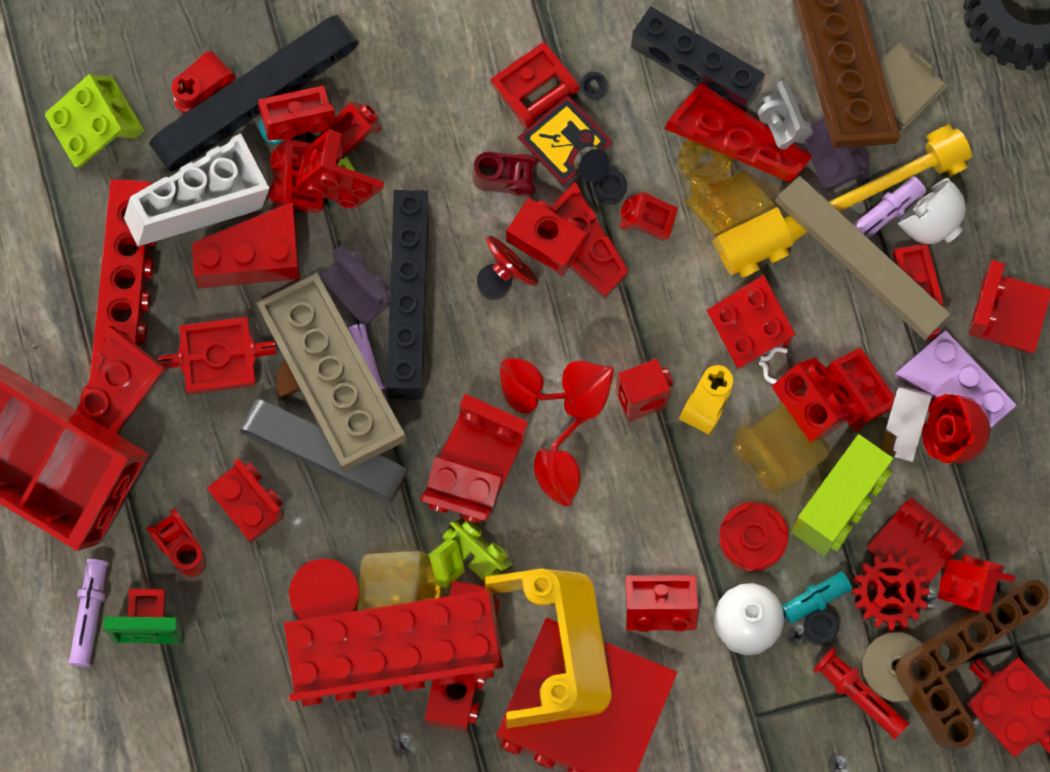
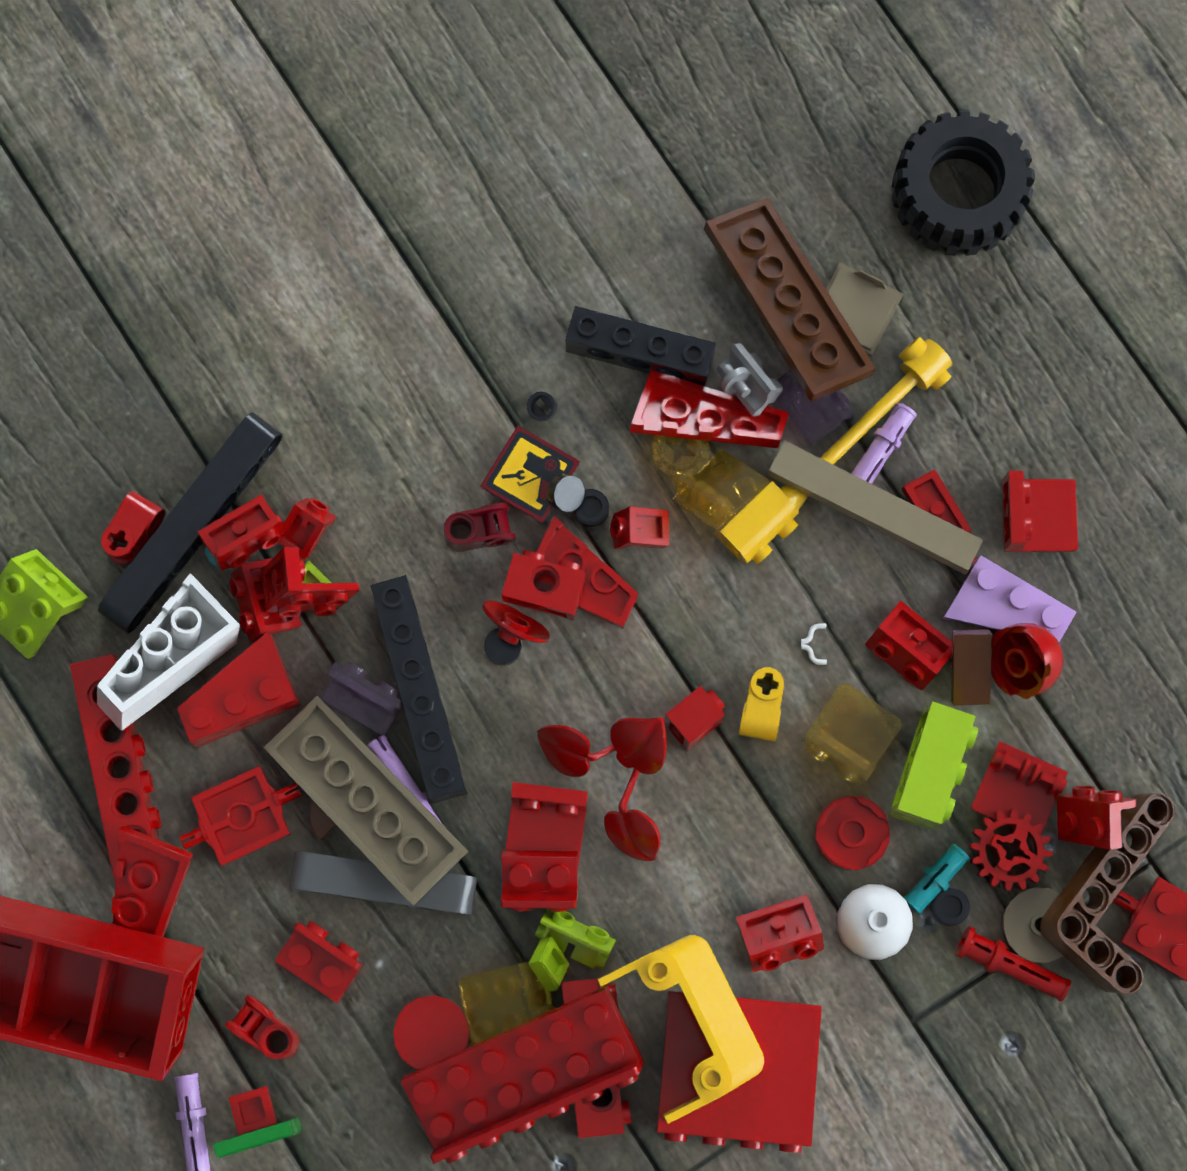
camera: 15 degrees left, 5 degrees up
(528, 76) = (470, 416): red plate -> none
(751, 322) = (781, 608): red hinge -> none
(807, 403) = (868, 675): red brick -> none
(935, 215) = (935, 437): white cylinder -> none

